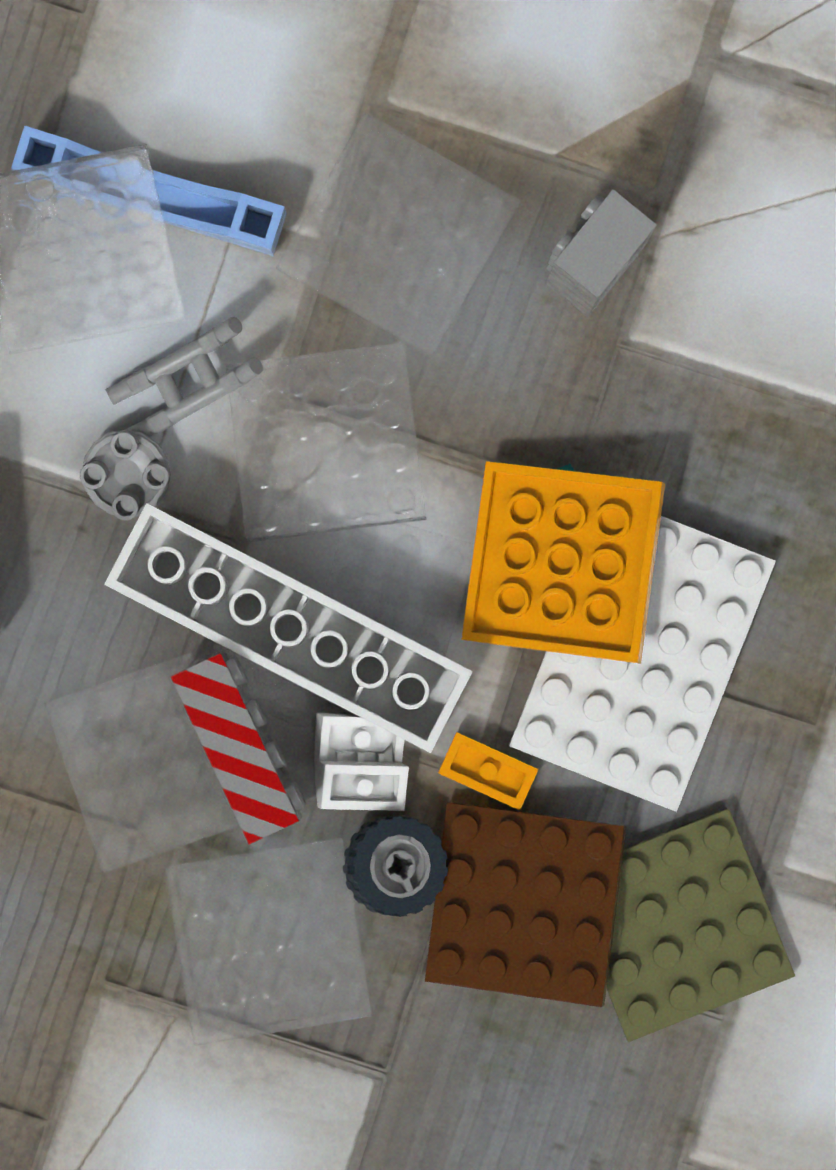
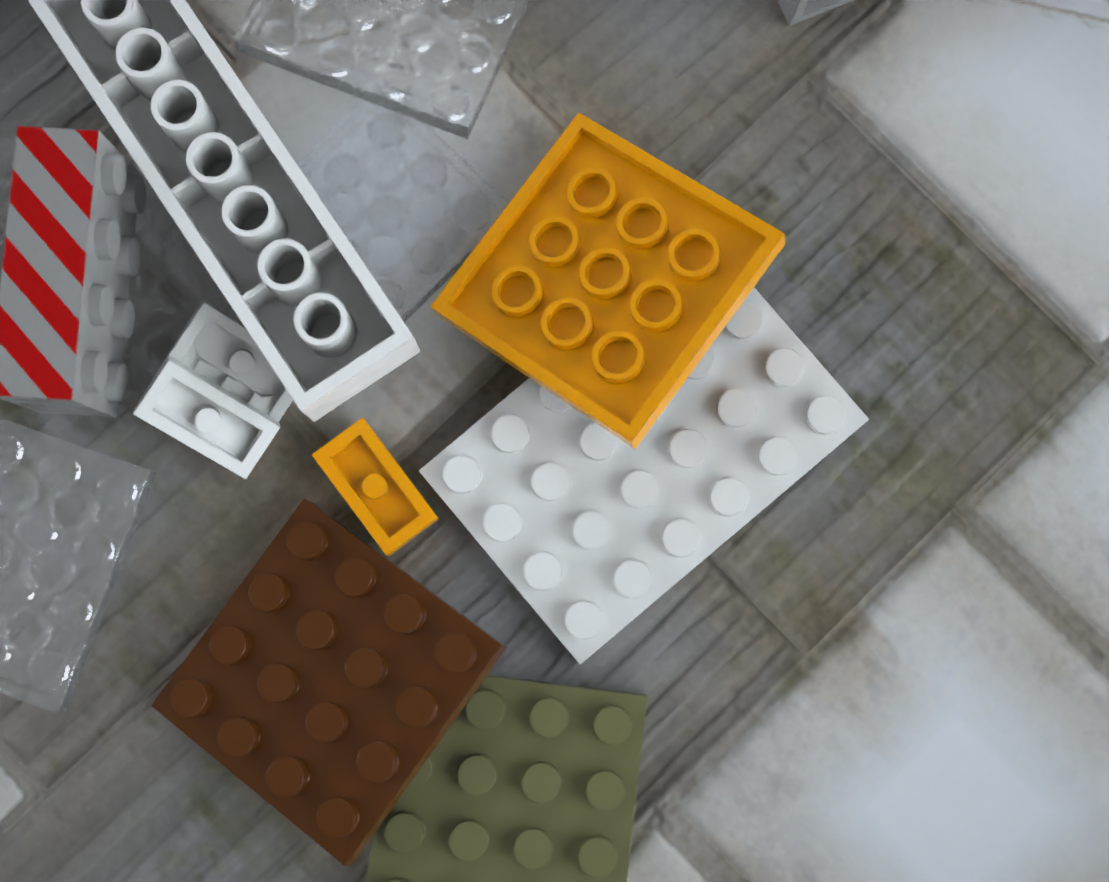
camera: 25 degrees right, 5 degrees down
(373, 853) = (183, 578): black wheel -> none

